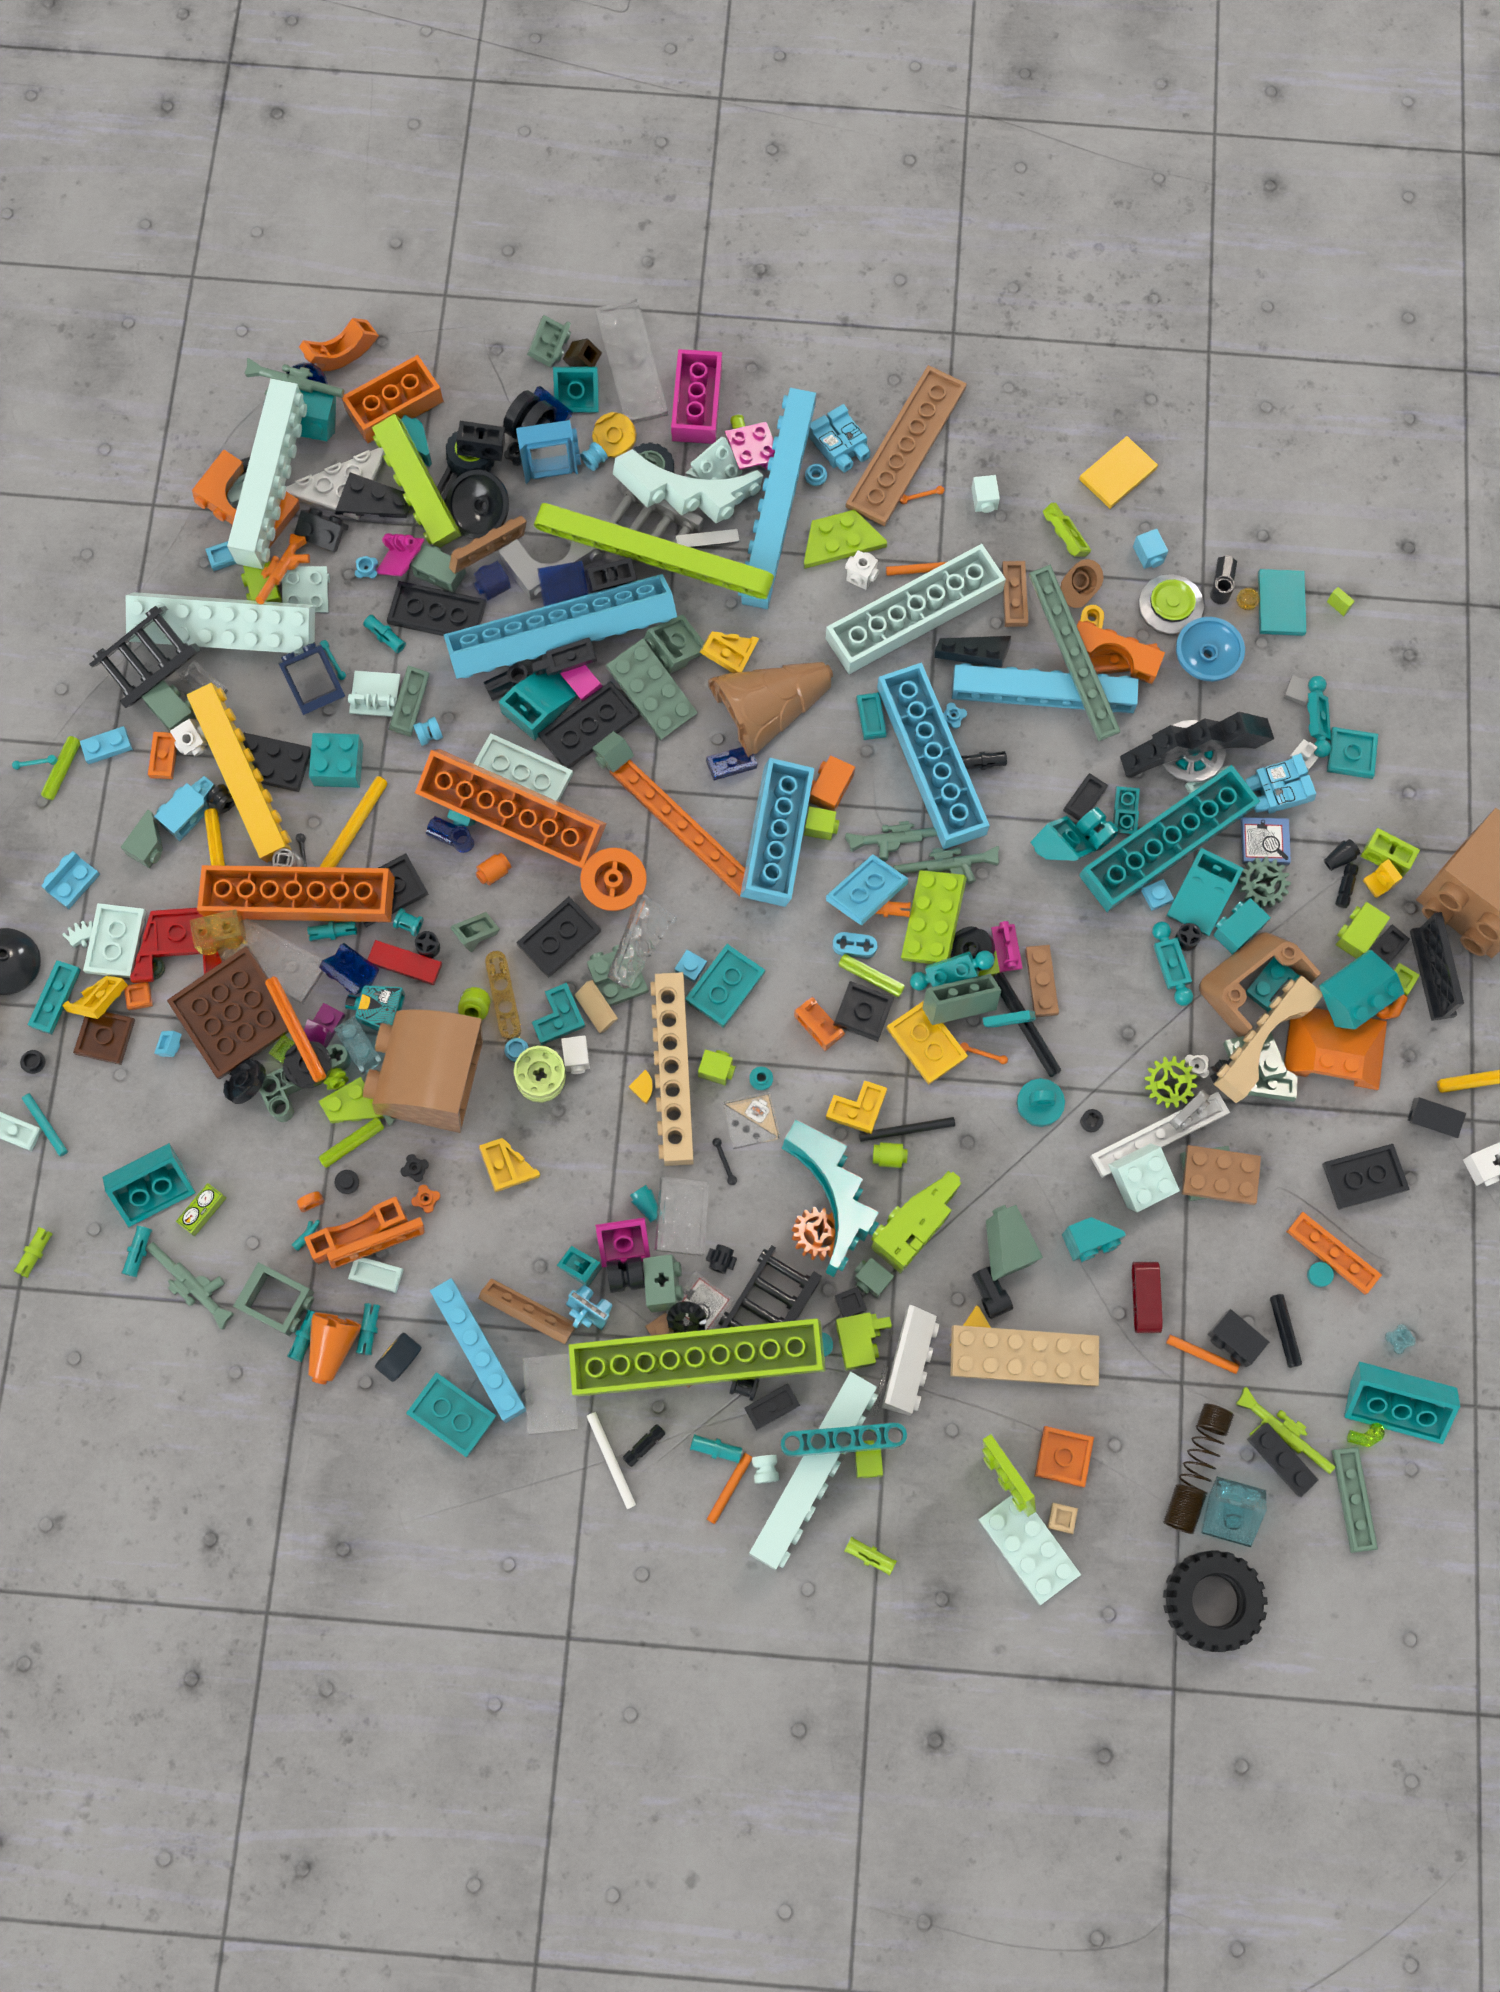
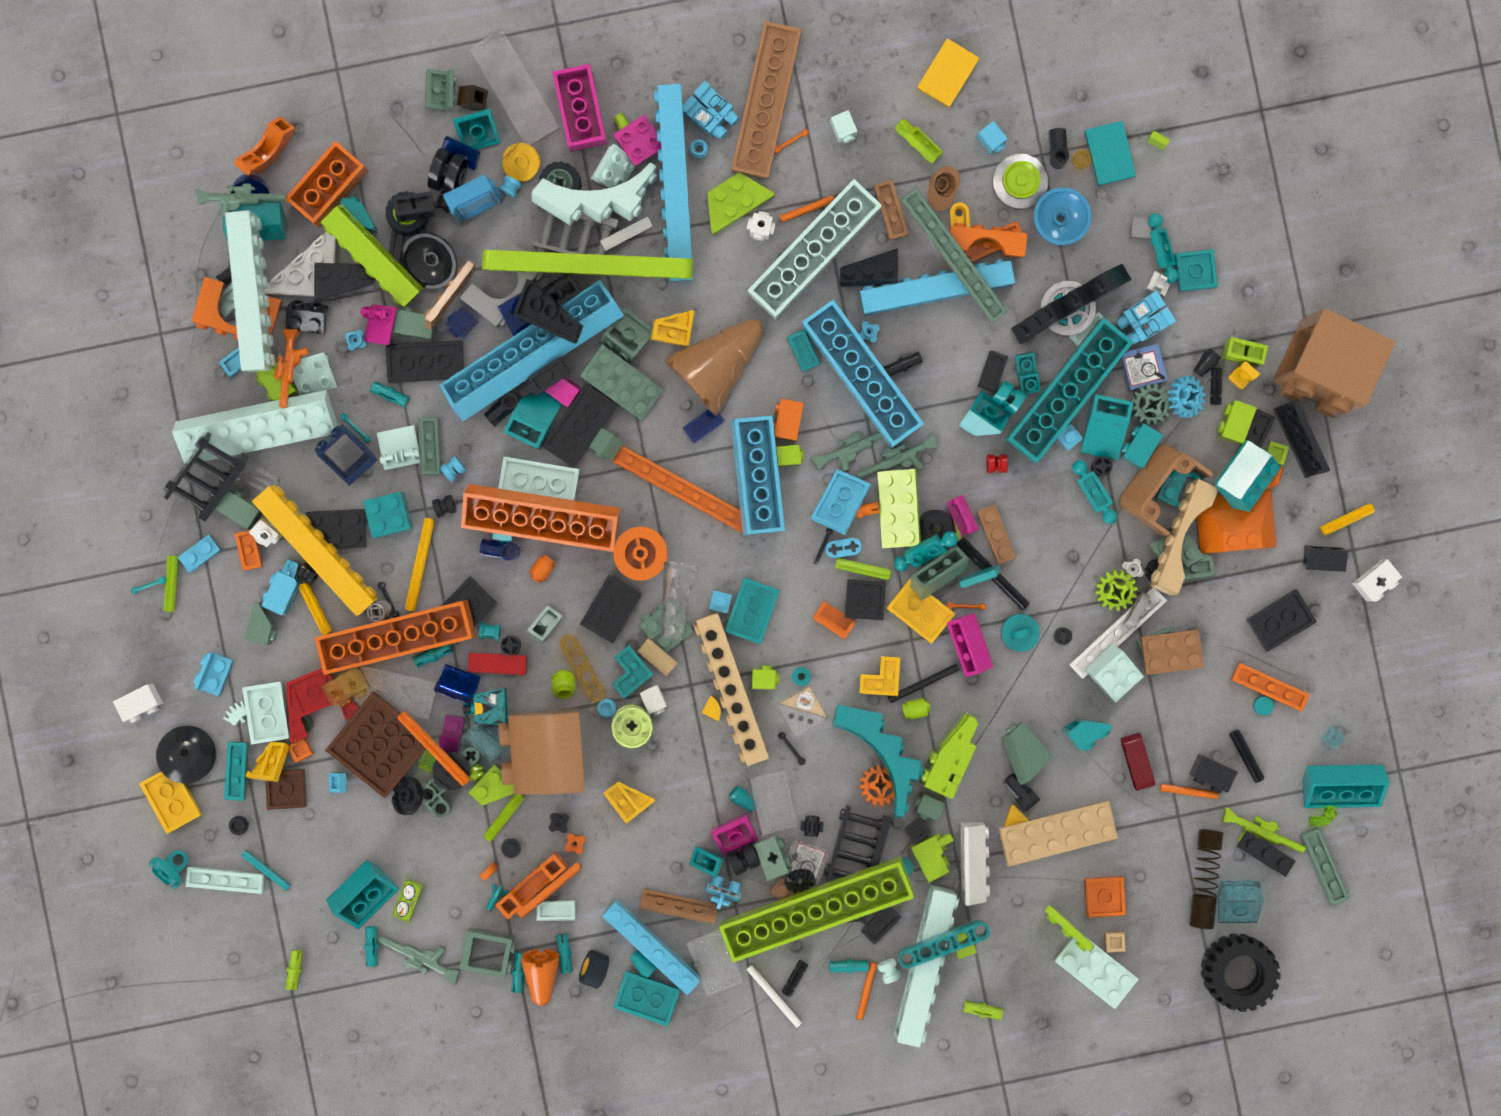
camera: 15 degrees left, 15 degrees up
(403, 768) = (445, 505): none -> black wheel
(461, 1371) = (642, 964): none -> teal cone
(589, 585) = (546, 313): none -> black wing
(843, 922) = (828, 531): none -> black hinge
(976, 1095) = (970, 645): none -> dark pink brick
(1067, 903) = (997, 463): none -> red wheel
(1310, 896) = (1188, 395): none -> medium azure gear

